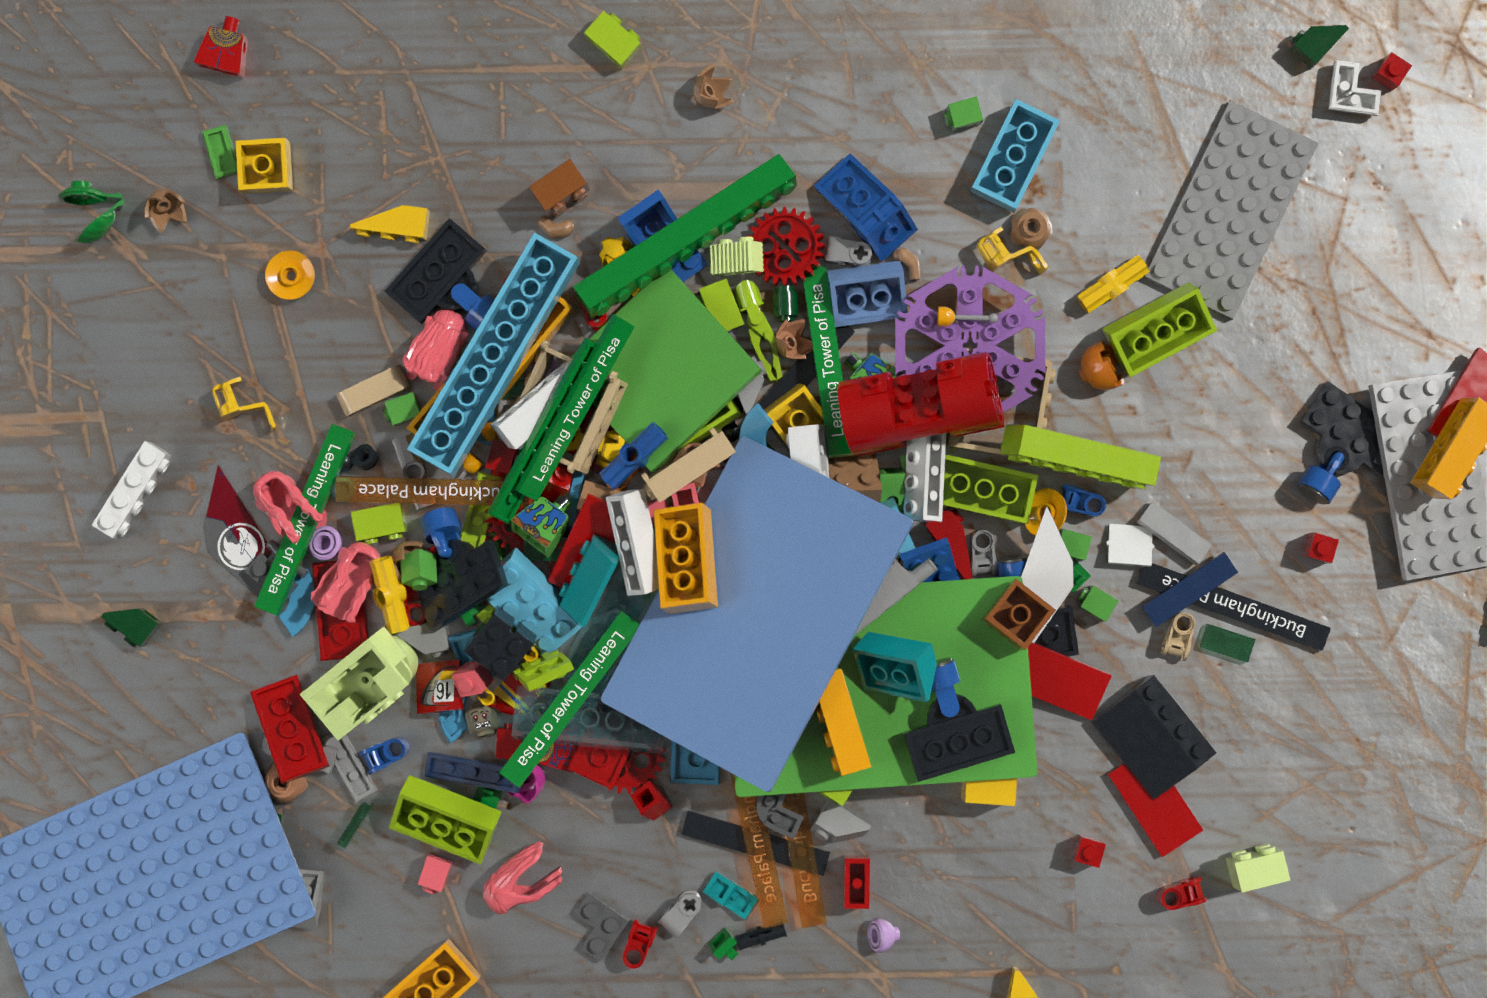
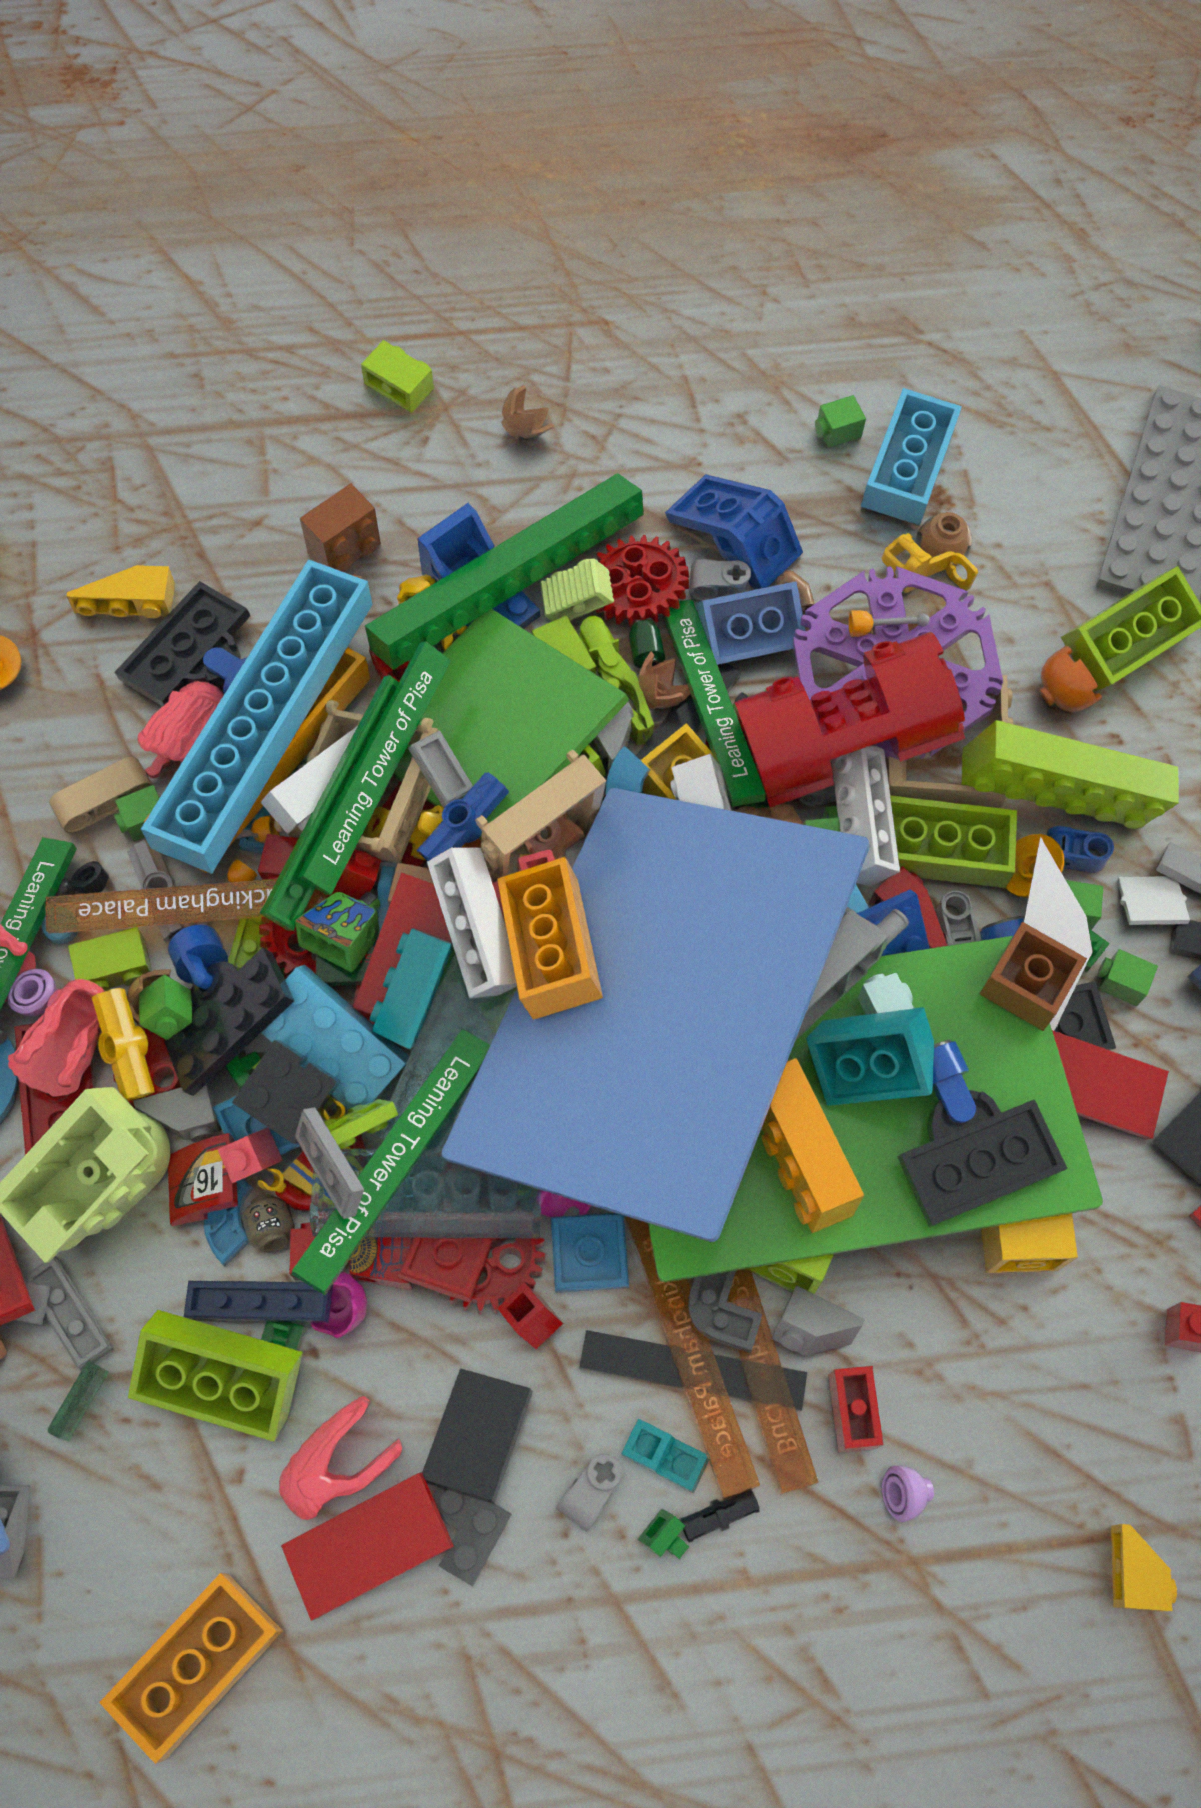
camera: 10 degrees left, 20 degrees down
(381, 756) = (115, 1292): blue piece -> none
(435, 873) = (203, 1467): coral brick -> none
(526, 703) = (329, 1163): none -> light grey tile
(536, 932) = (367, 1546): none -> red tile
(610, 871) = (477, 1435): none -> black tile
(621, 412) = (441, 768): none -> light grey tile
(639, 942) = (530, 1545): red piece -> none
(915, 621) = (885, 994): none -> light aqua brick
(1113, 284) = (1061, 590): yellow piece -> none

